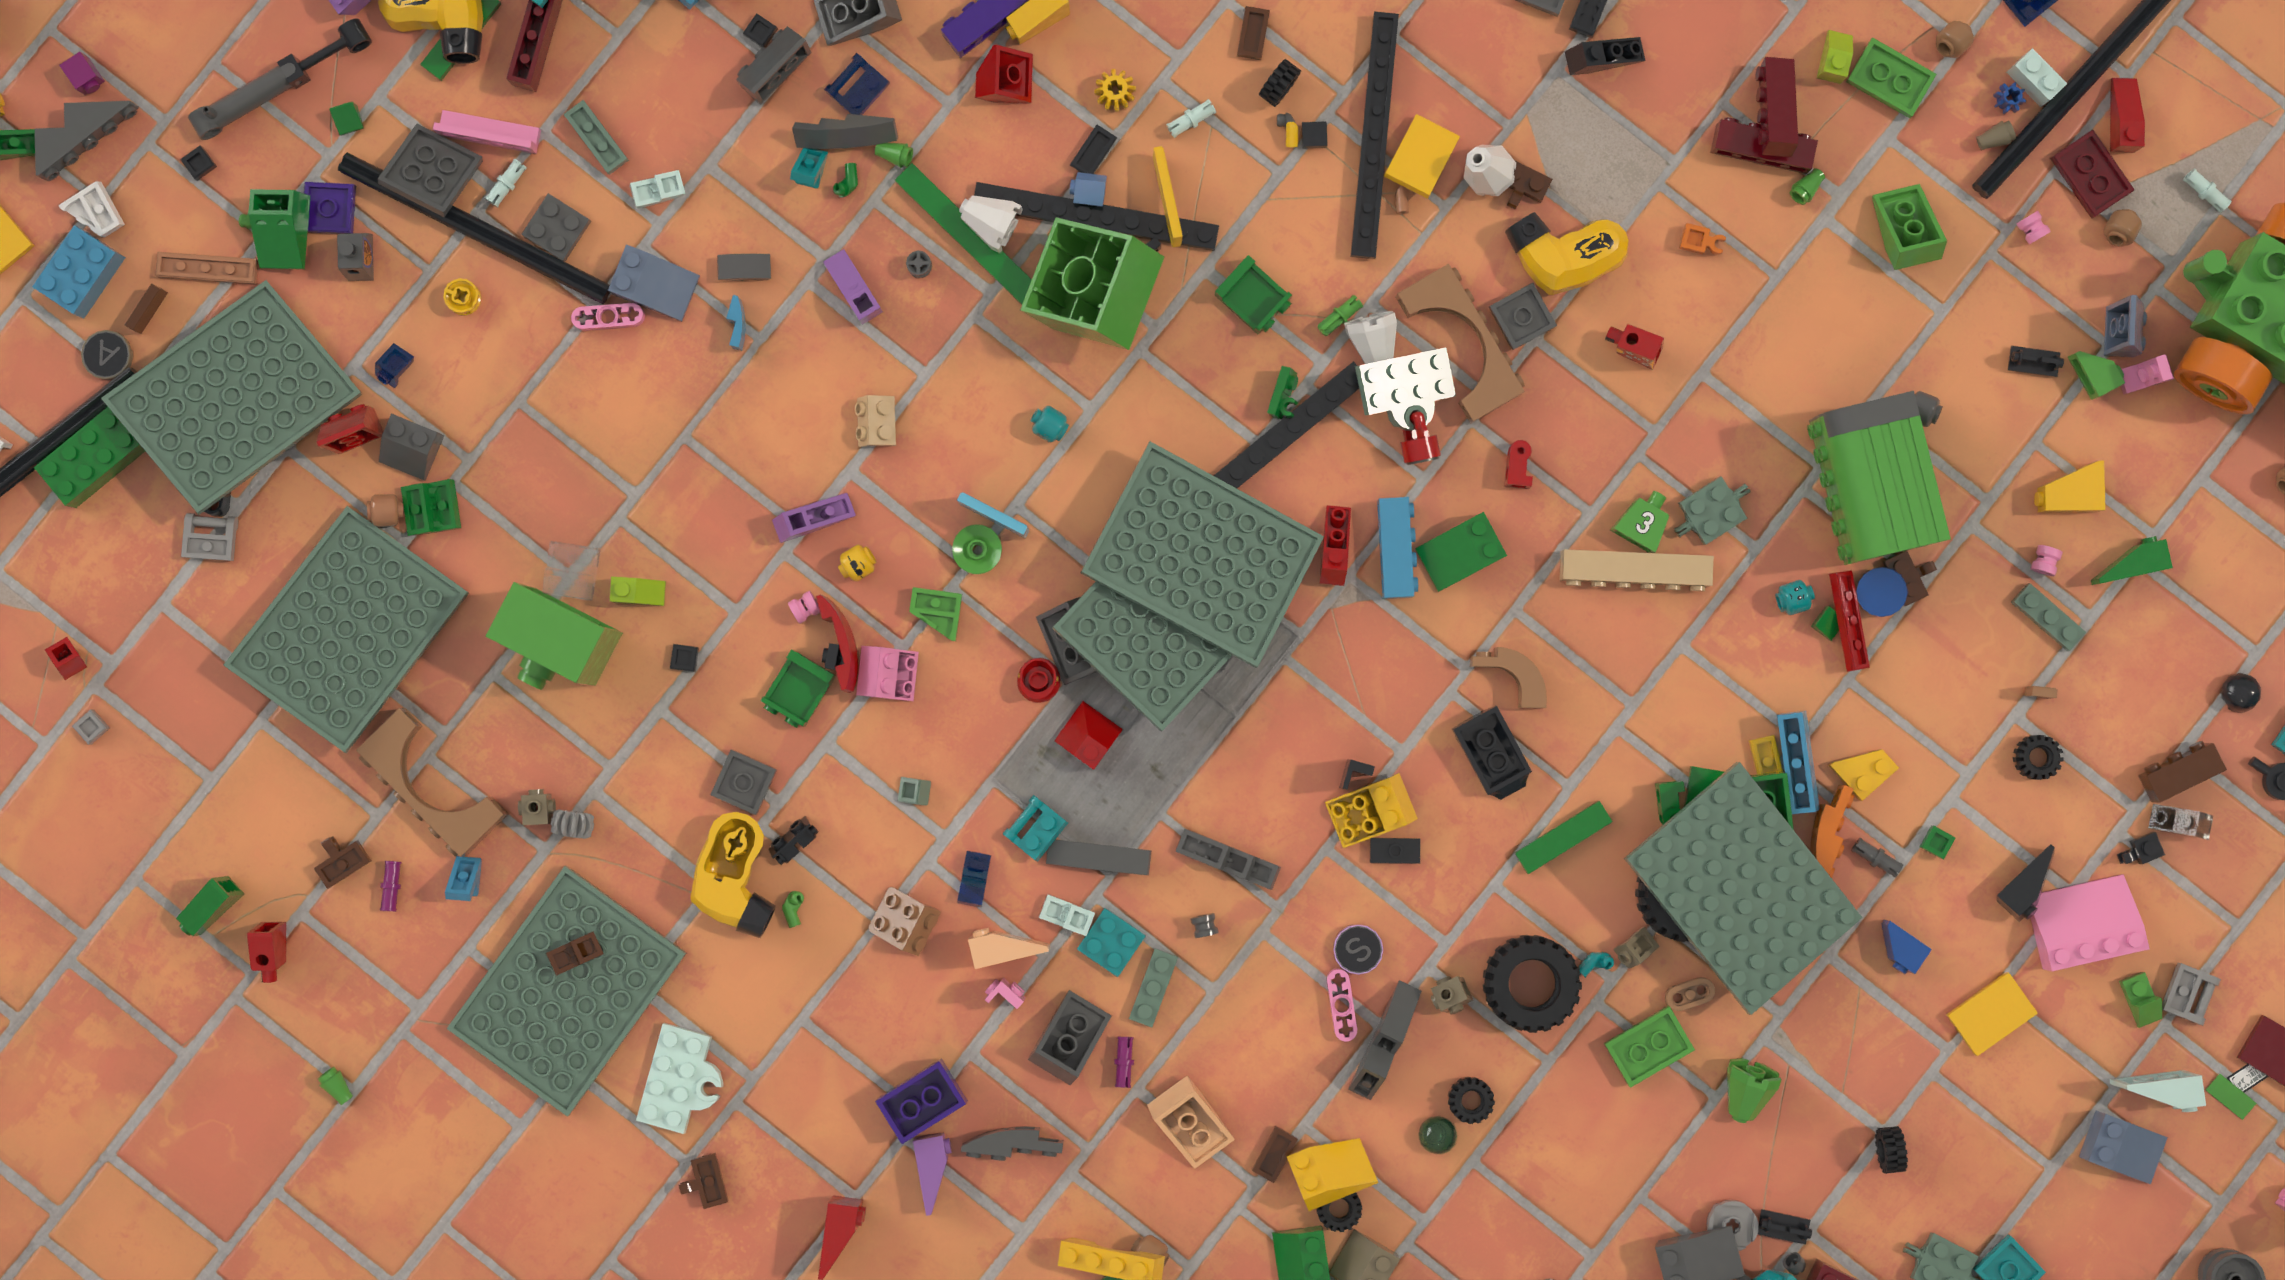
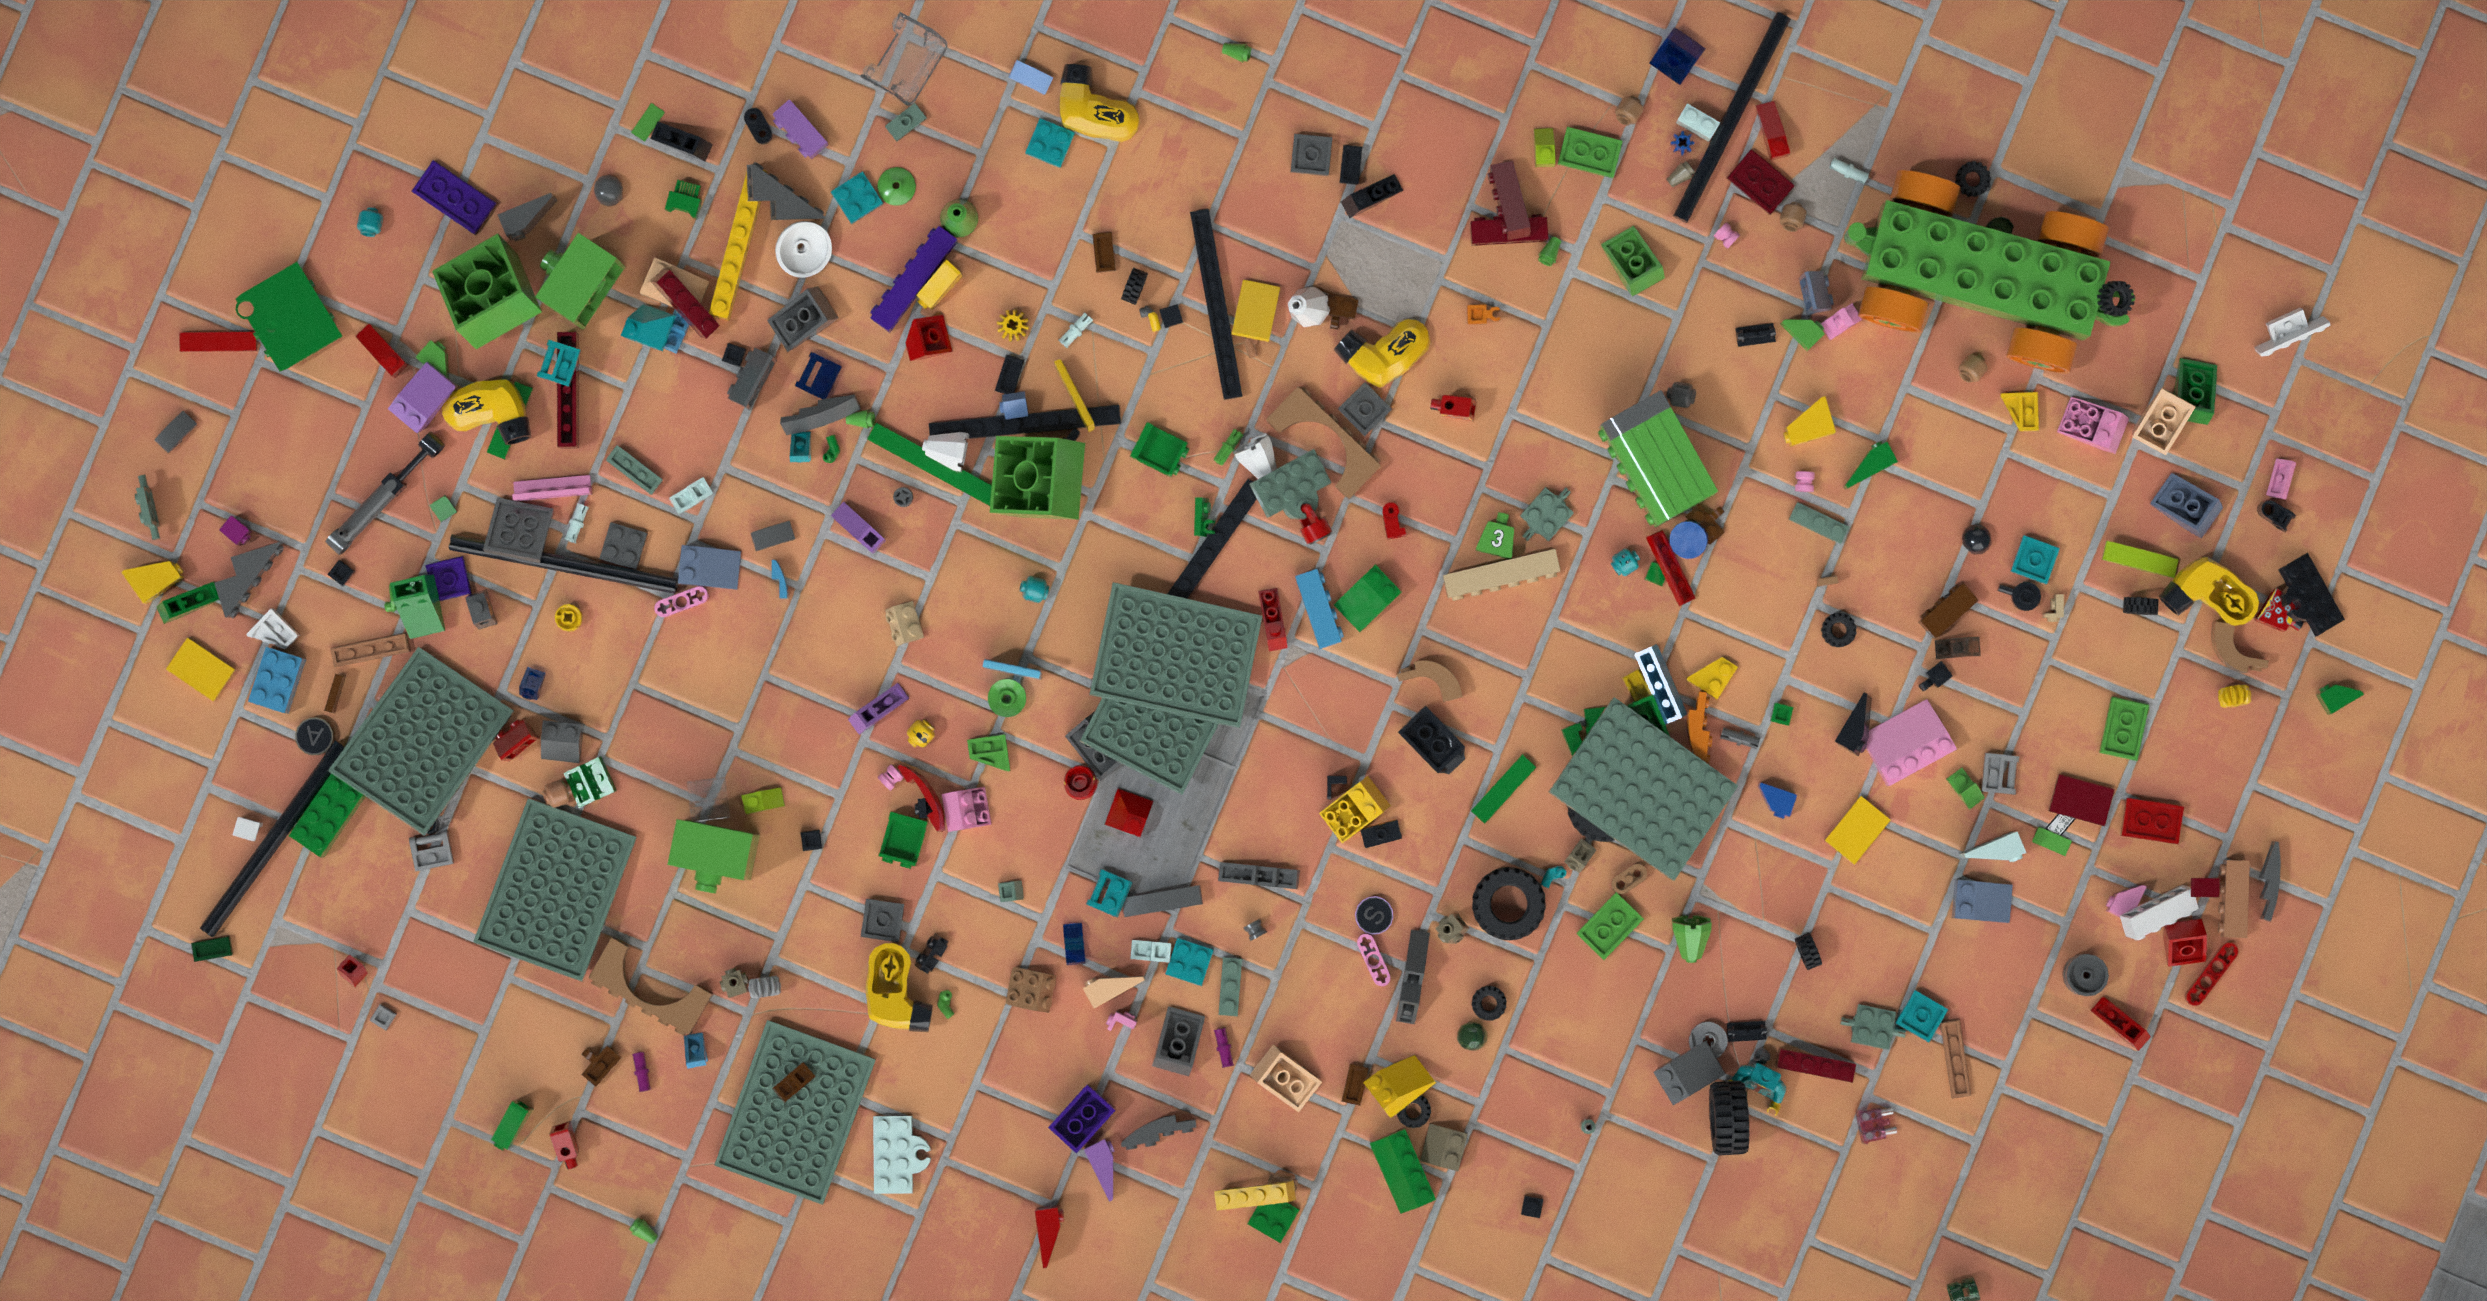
camera: 15 degrees left, 0 degrees up
(707, 1181) = (940, 1223): reddish brown plate -> none

